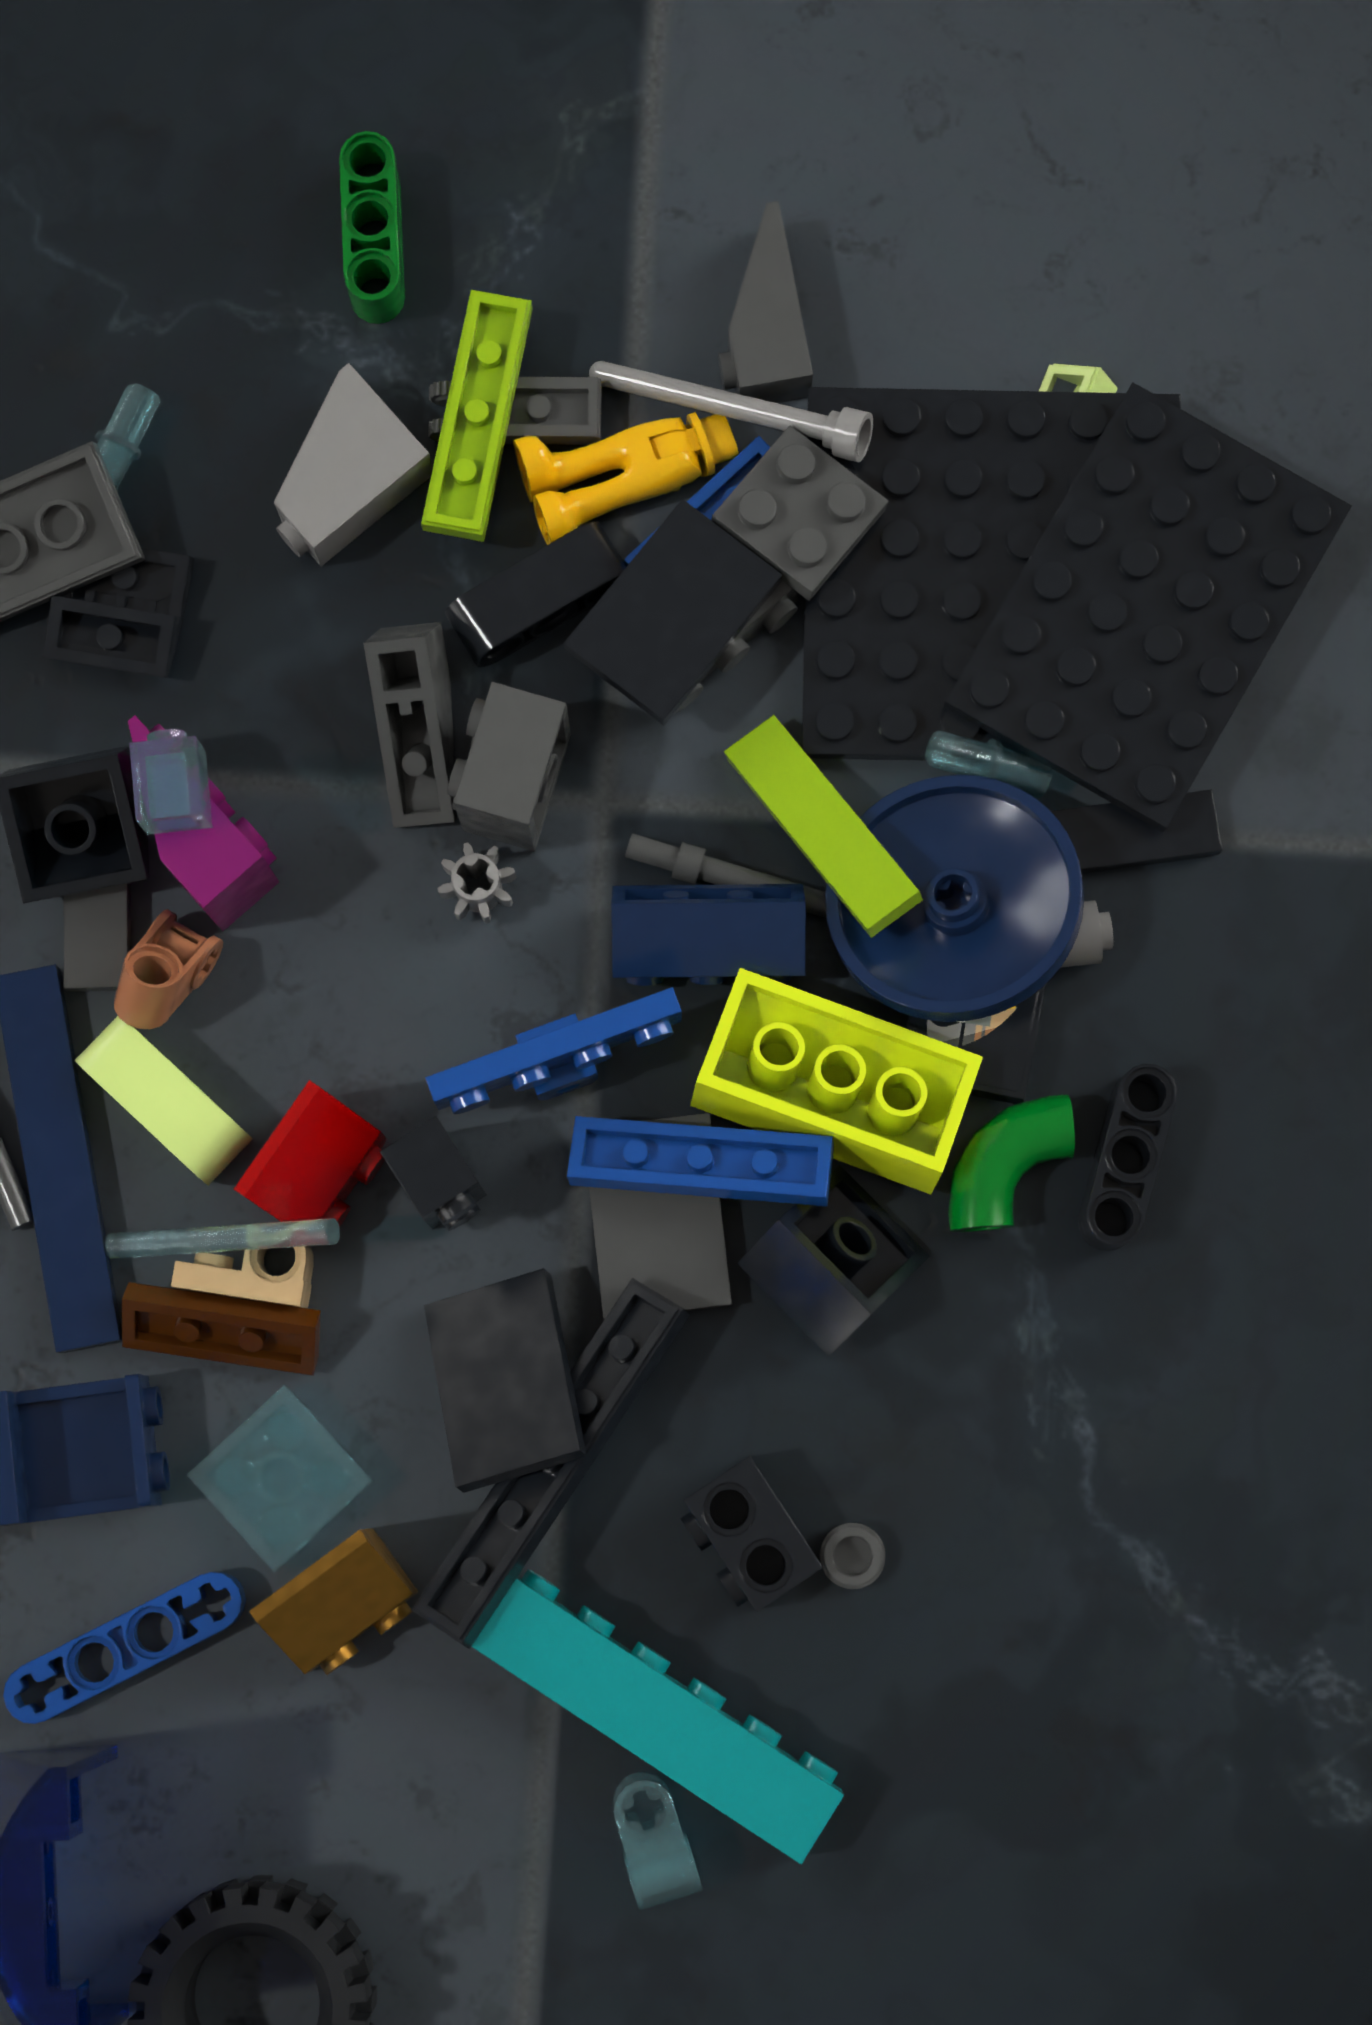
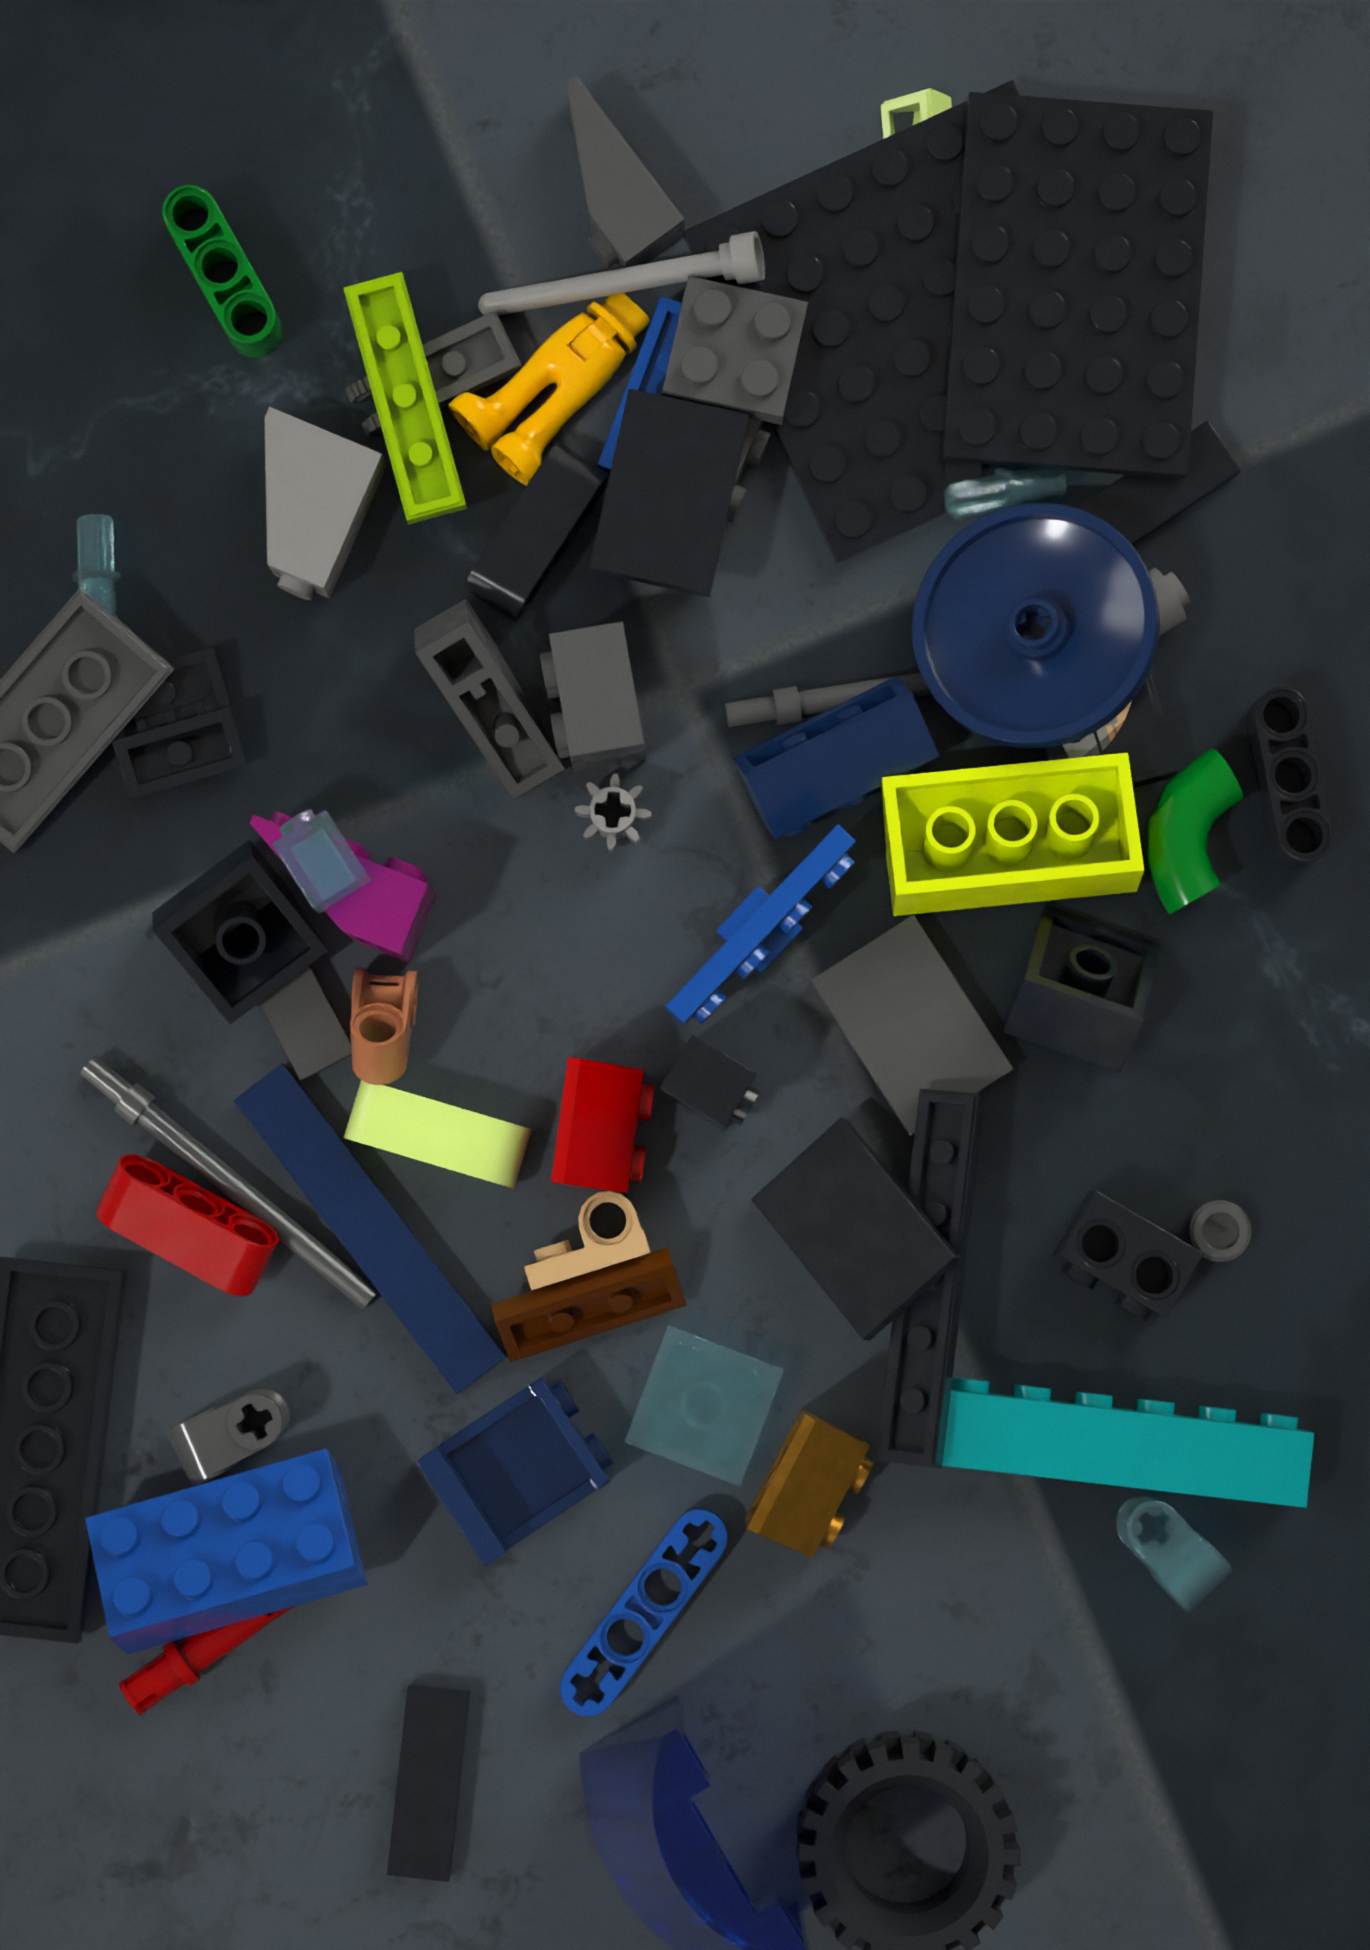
camera: 25 degrees left, 5 degrees up
(223, 1238) = (555, 1227): clear light blue bar -> none
(701, 1161) = (930, 960): blue plate -> none
(823, 826) = (890, 617): lime tile -> none

